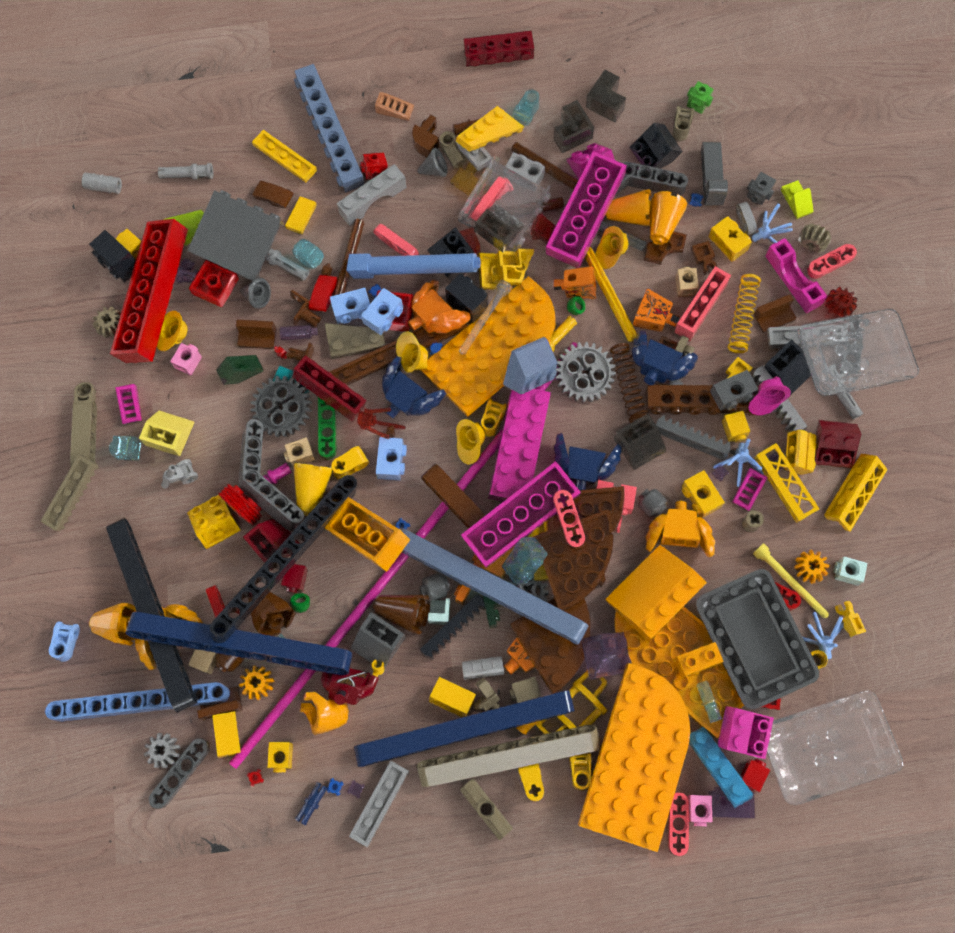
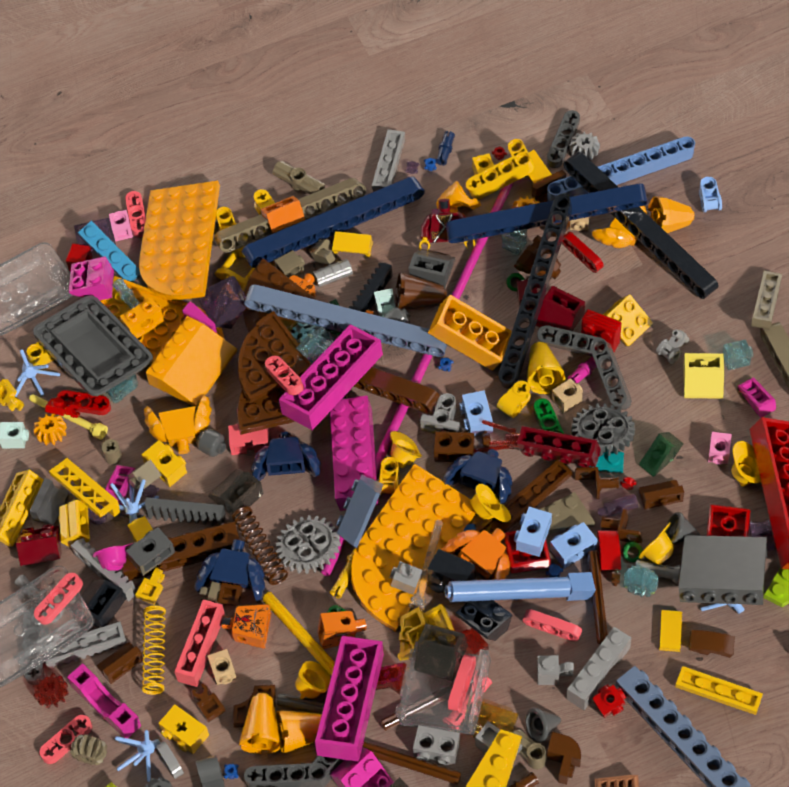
camera: 165 degrees right, 15 degrees down
(267, 736) = (498, 175): none -> yellow beam
(279, 281) = (659, 549): none -> yellow piece
(305, 293) = (625, 549): none -> green piece
(412, 204) = (550, 670): none -> light grey brick
(419, 467) = (441, 413): none -> light grey tile
(425, 426) = (454, 441): none -> reddish brown brick
(507, 304) = (405, 577): none -> light grey brick
(517, 752) = (283, 214): none -> orange panel
(639, 644) = (194, 312): none -> dark pink slope
(726, 482) = (146, 471): none -> dark tan brick
(799, 583) = (61, 407): none -> red plate
(822, 485) = (47, 503): none -> flat silver panel
(824, 365) = (58, 607): none -> coral beam

